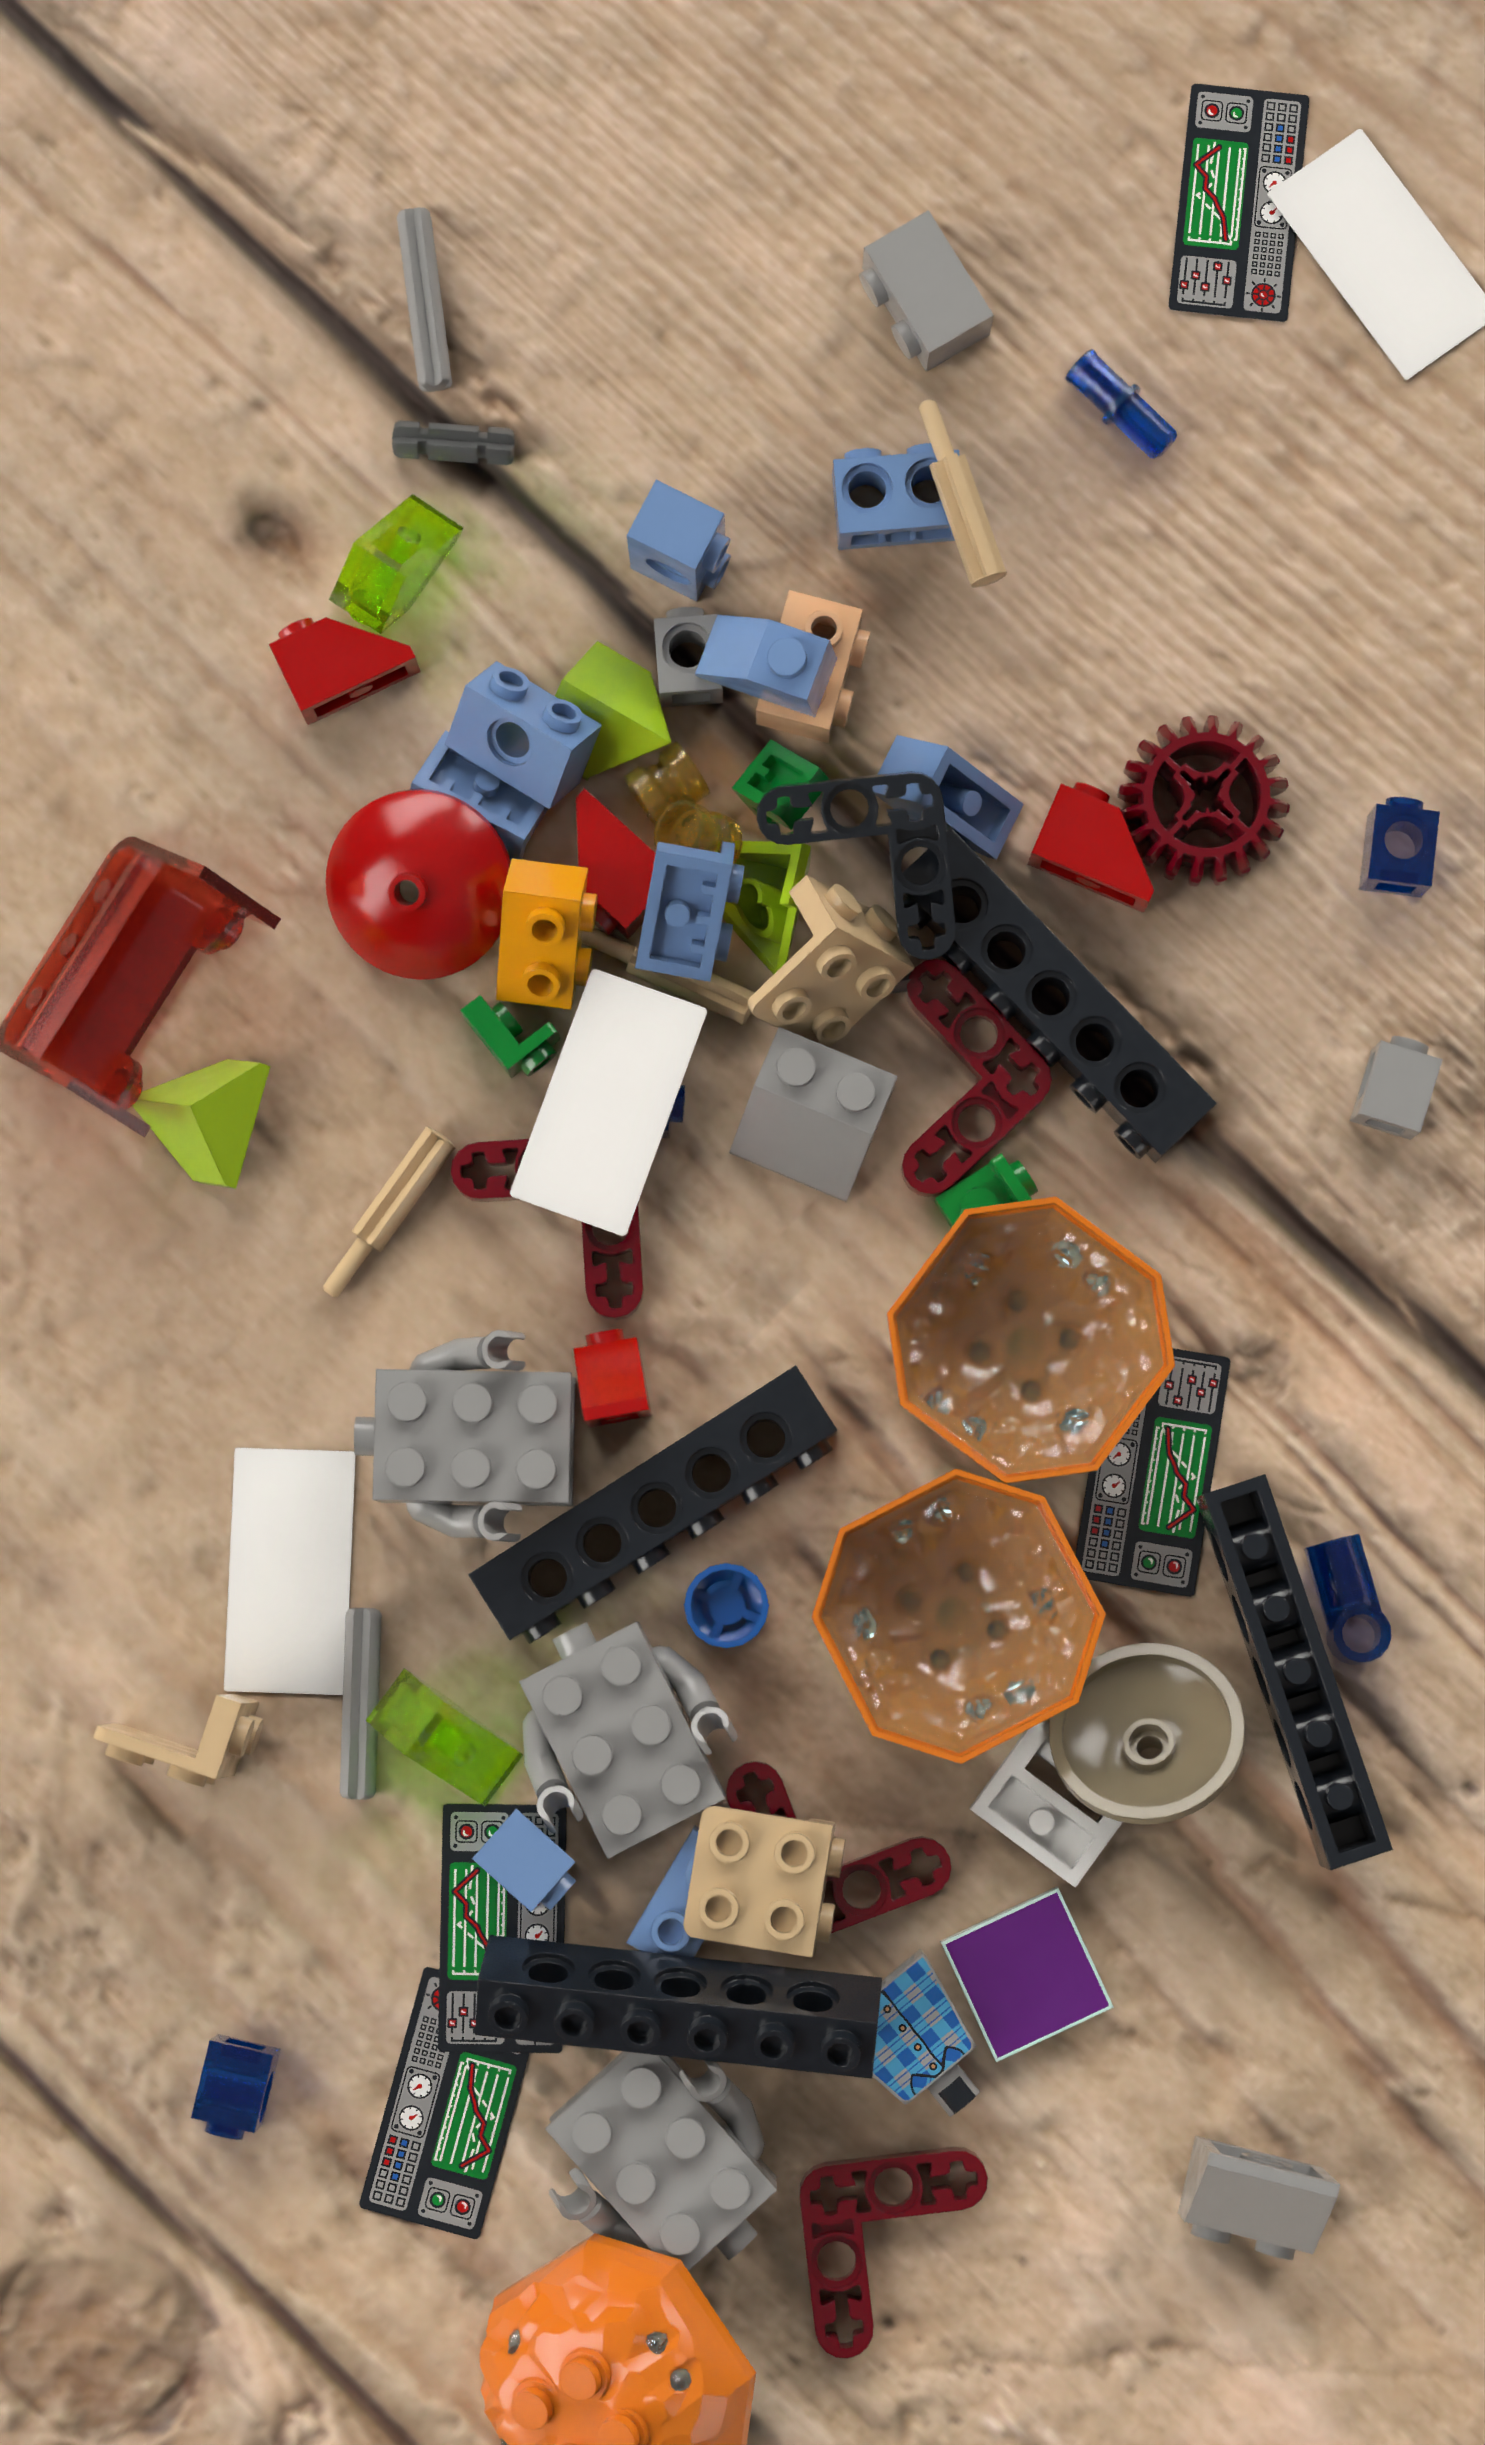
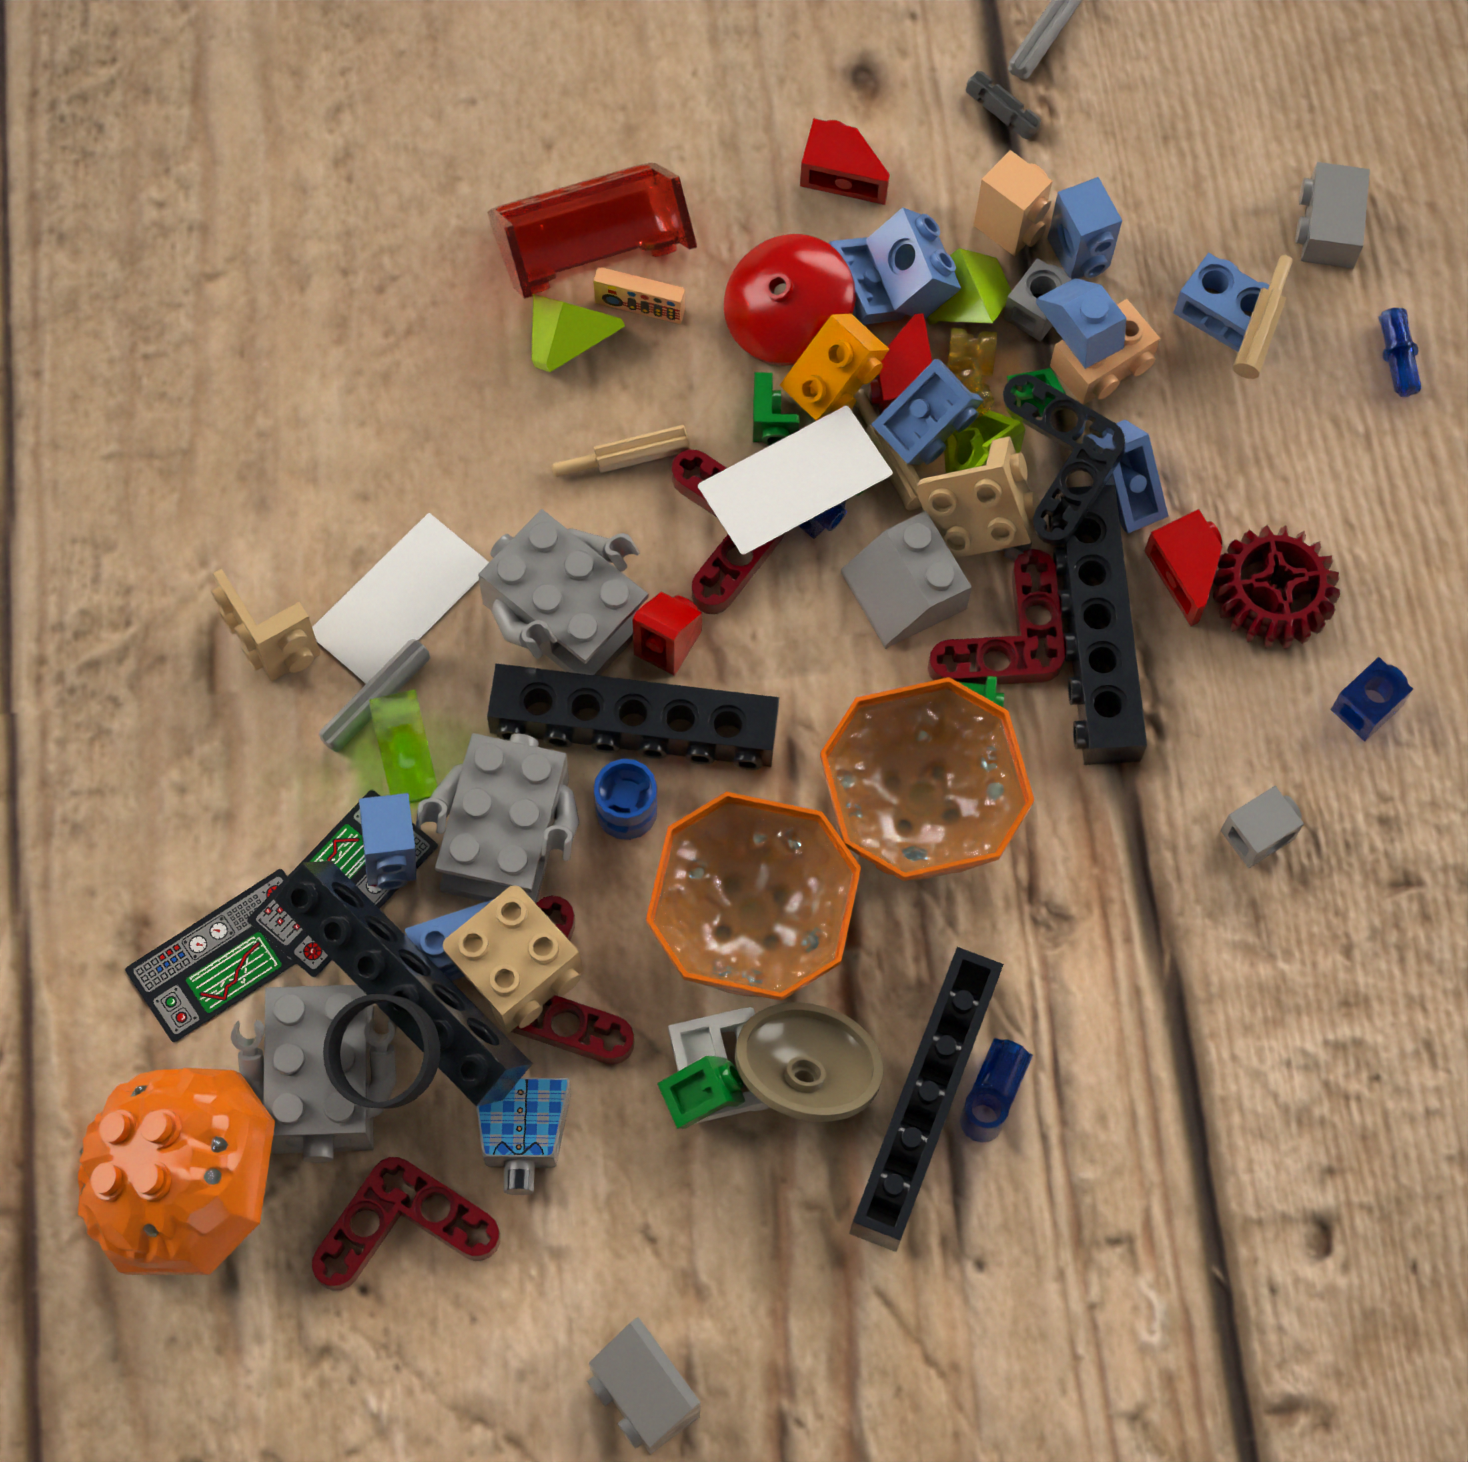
camera: 35 degrees right, 15 degrees down
(235, 2086) = (117, 839): clear blue brick -> none
(250, 1012) = (639, 295): none -> light nougat tile
(394, 563) = (917, 135): clear neon green slope -> none
(576, 570) = (1013, 203): none -> light nougat brick
(723, 2170) = (334, 1038): none -> black tyre
(1026, 1974) = (619, 1152): dark purple tile -> none
(1067, 1855) = (701, 1090): none -> green bracket
(1141, 1503) = (915, 942): sticker -> none

